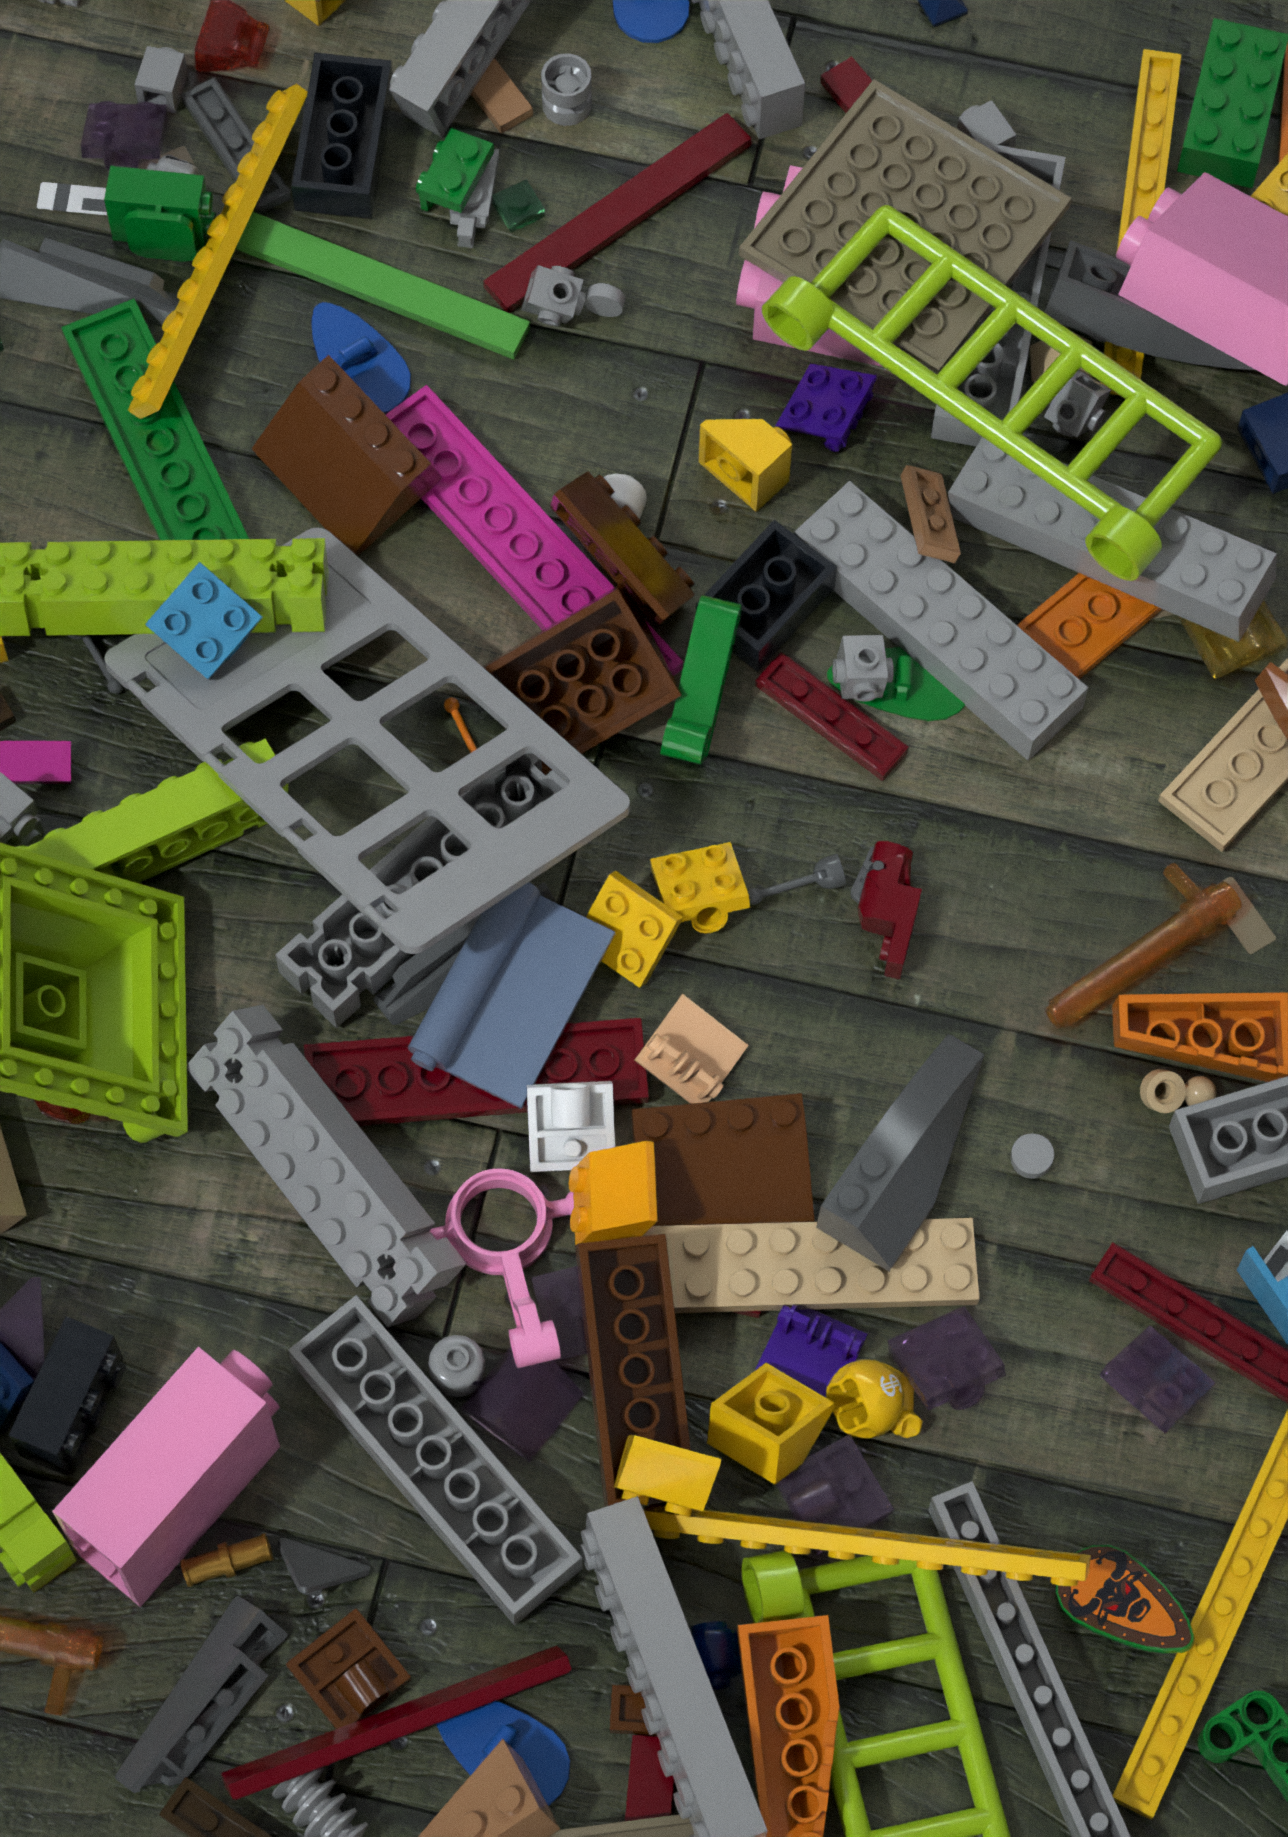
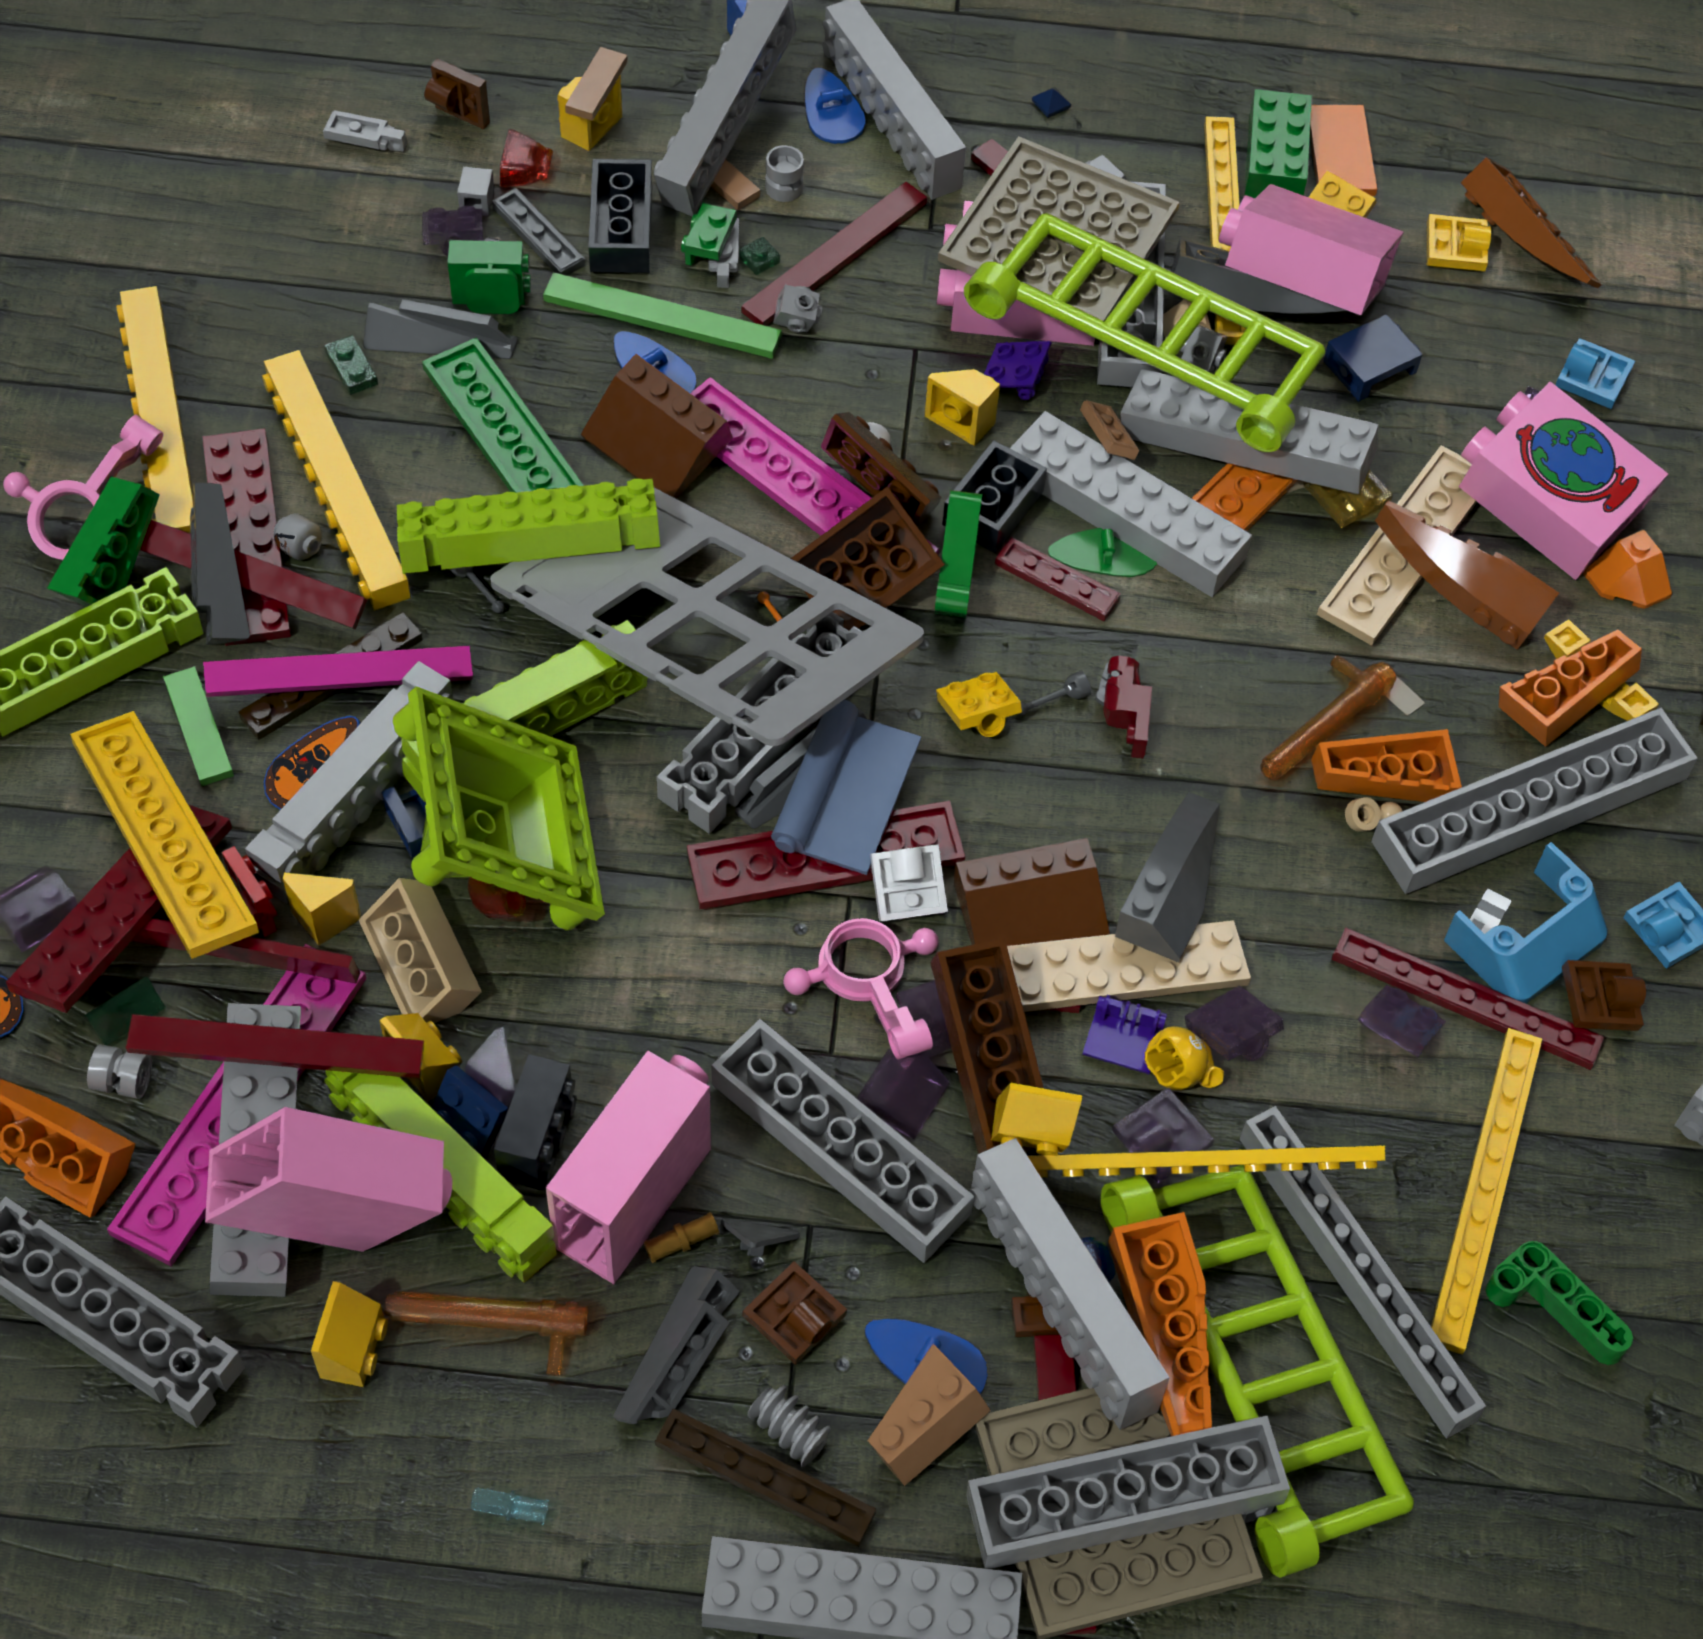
camera: 10 degrees left, 10 degrees down
(72, 198) = (420, 278): white sticker -> none
(204, 621) = (568, 539): dark azure plate -> none
(214, 257) = (536, 300): yellow plate -> none
(325, 1165) = (719, 928): light grey brick -> none
(395, 1722) = (840, 1344): dark red tile -> none
(457, 1366) = (848, 1066): light grey head -> none
(604, 300) = (836, 310): light grey tile -> none
(614, 1193) = (954, 919): light orange slope -> none
(640, 925) = (940, 732): yellow plate -> none
(691, 1052) = (992, 821): light nougat hinge -> none
(768, 1422) = (1108, 1082): yellow slope -> none
(862, 667) = (1077, 538): light grey brick -> none
(1032, 1155) = (1270, 872): light grey tile -> none
(1126, 1603) = (1410, 1189): shield -> none

